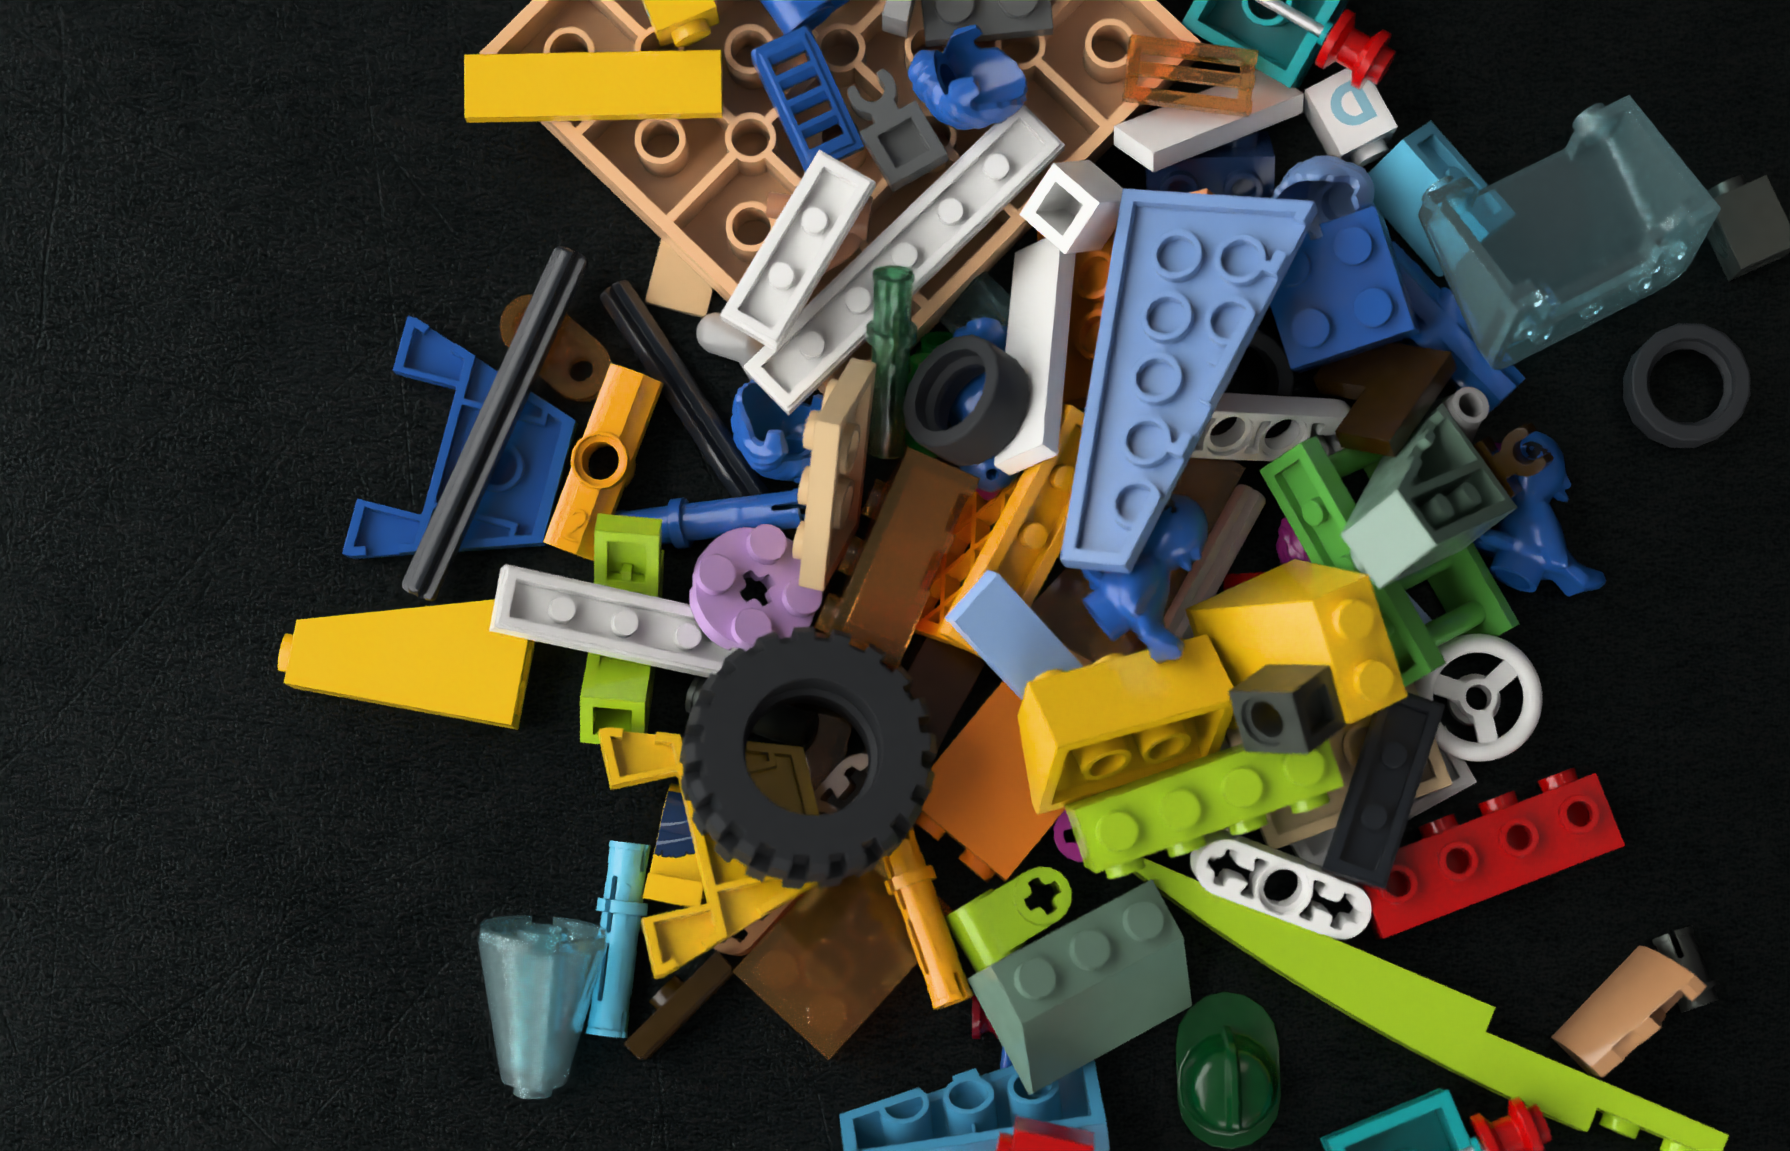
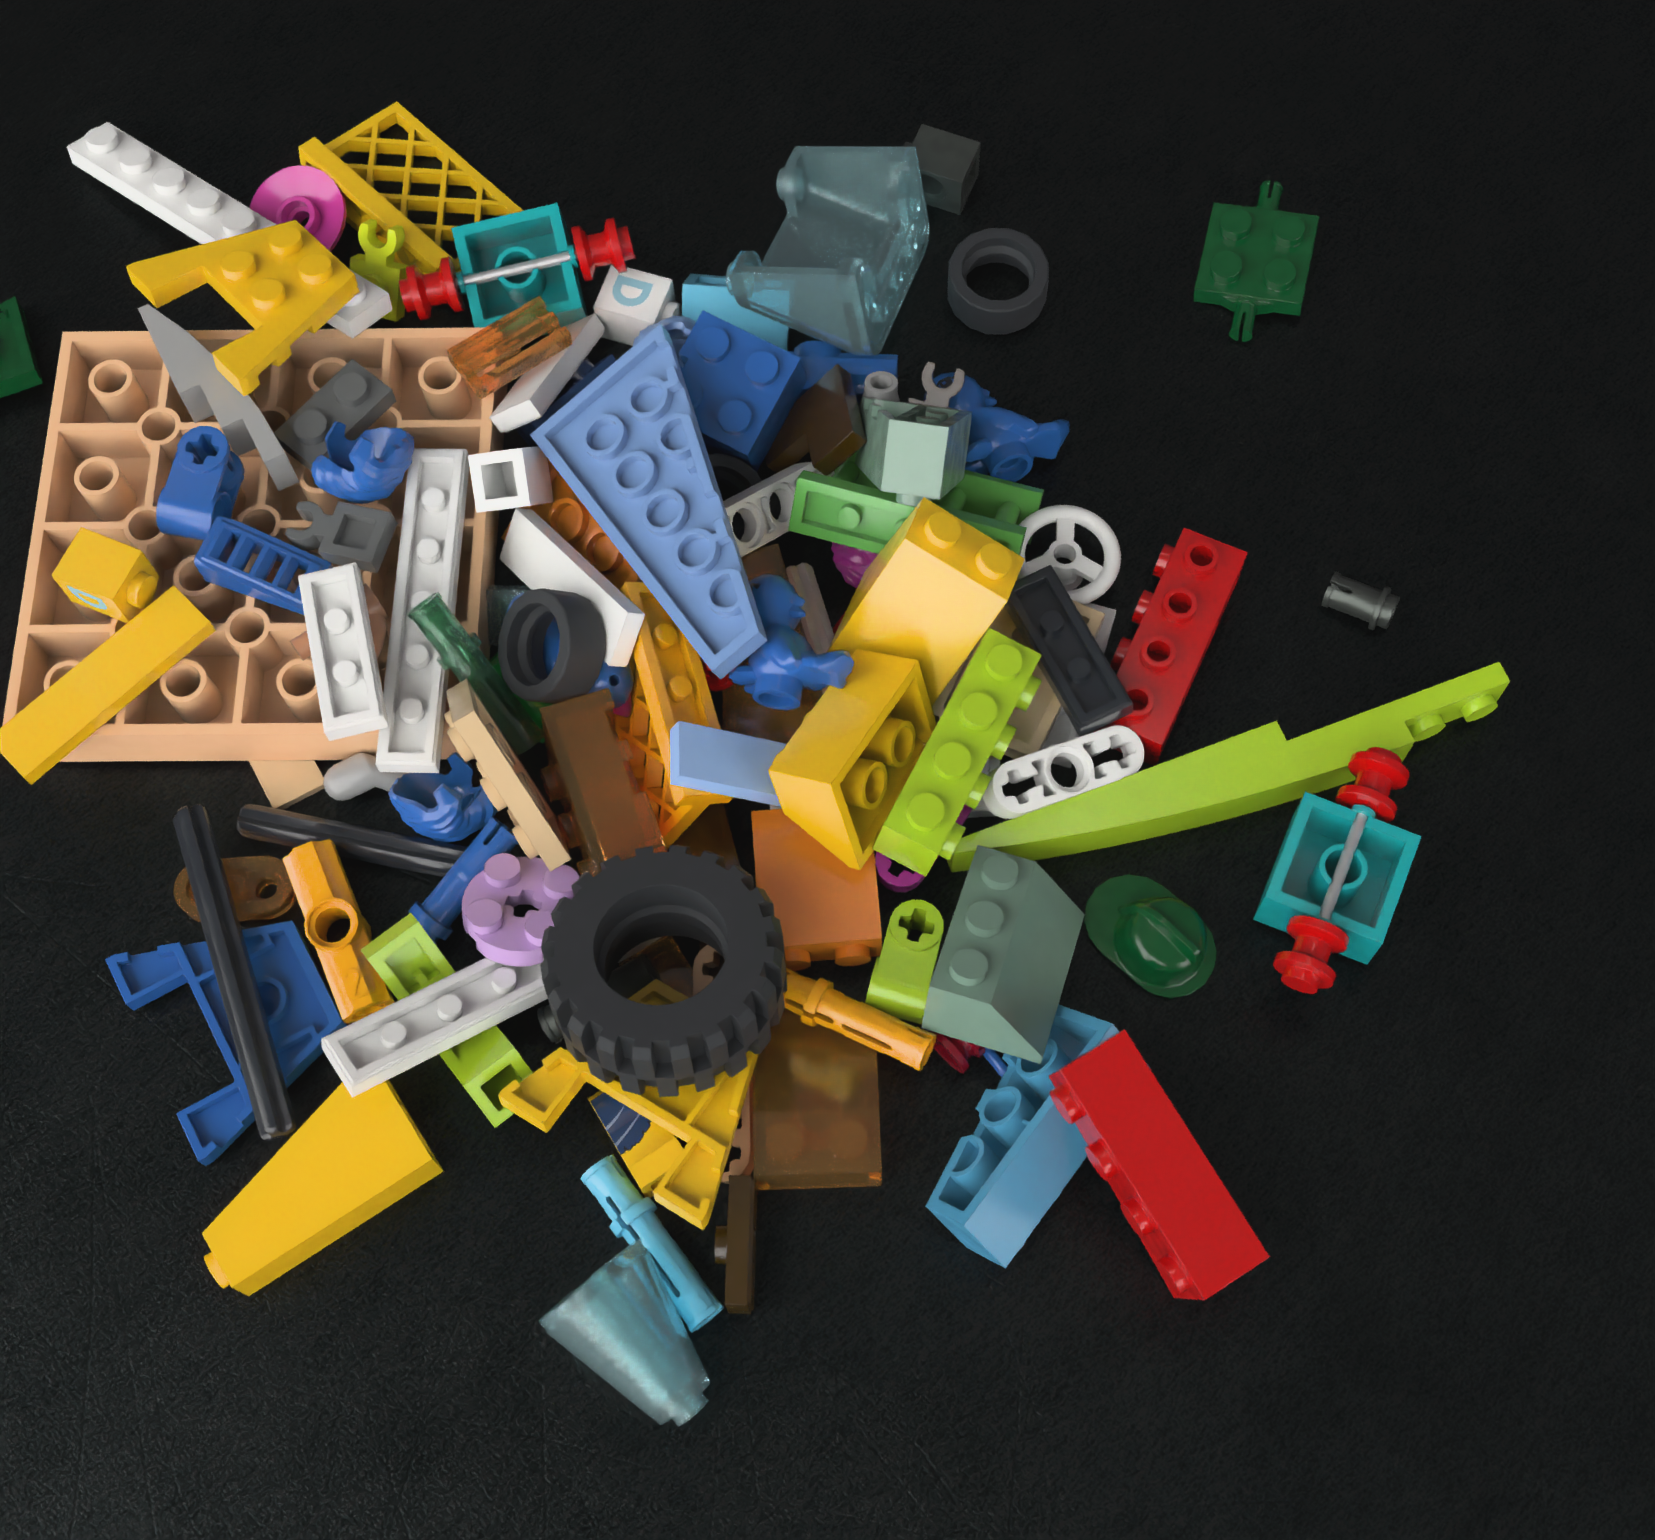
camera: 45 degrees left, 15 degrees down
(1287, 708) = (963, 609): pearl dark grey brick -> none
(1625, 1010) = (1354, 648): medium nougat slope -> none

